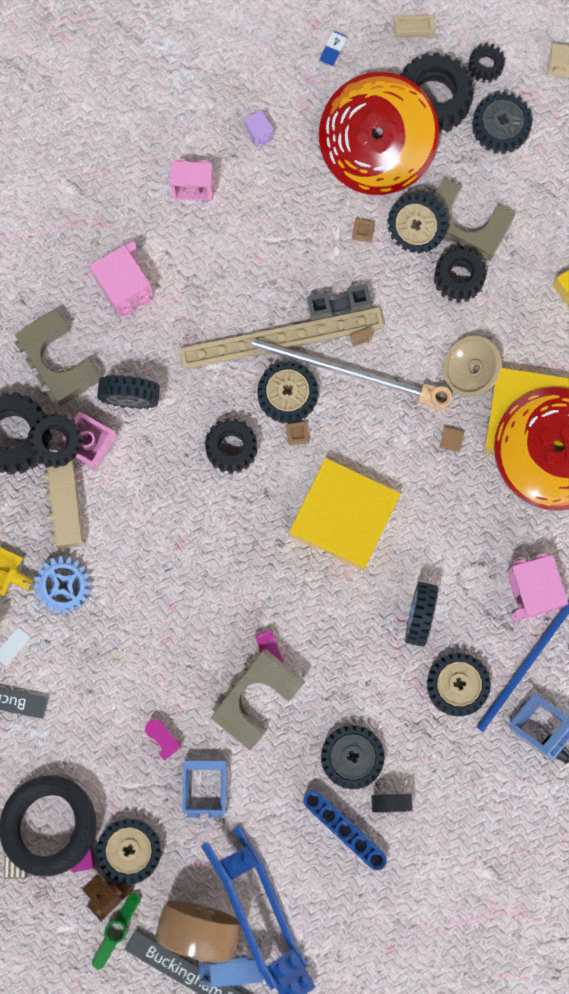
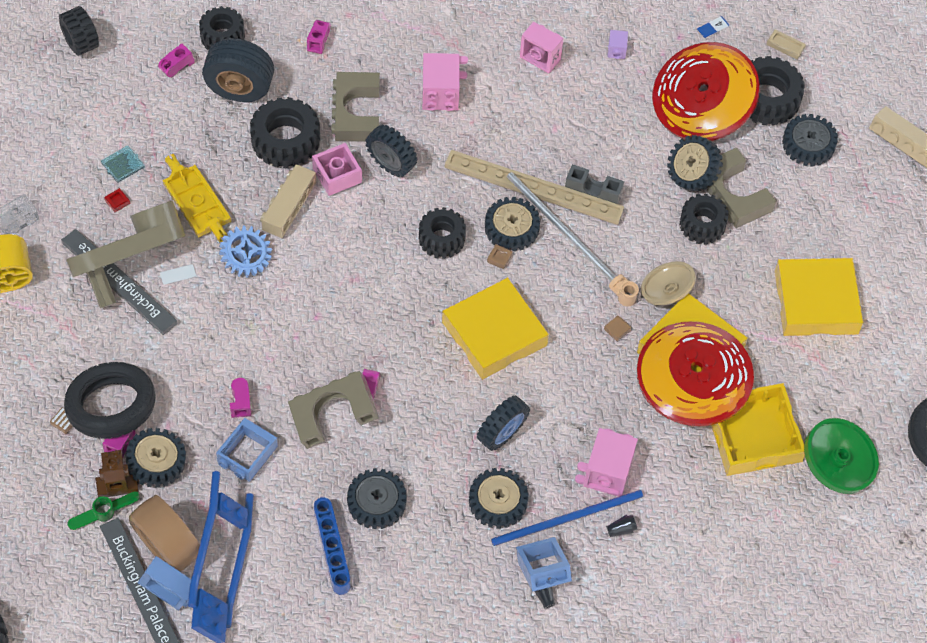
camera: 30 degrees right, 20 degrees down
(60, 423) = (317, 132): black tyre -> none
(361, 337) = (596, 219): medium nougat tile -> none
(363, 230) = (649, 153): medium nougat tile -> none
(391, 803) = (383, 545): black tyre -> none
(482, 73) = (823, 103): black tyre -> none

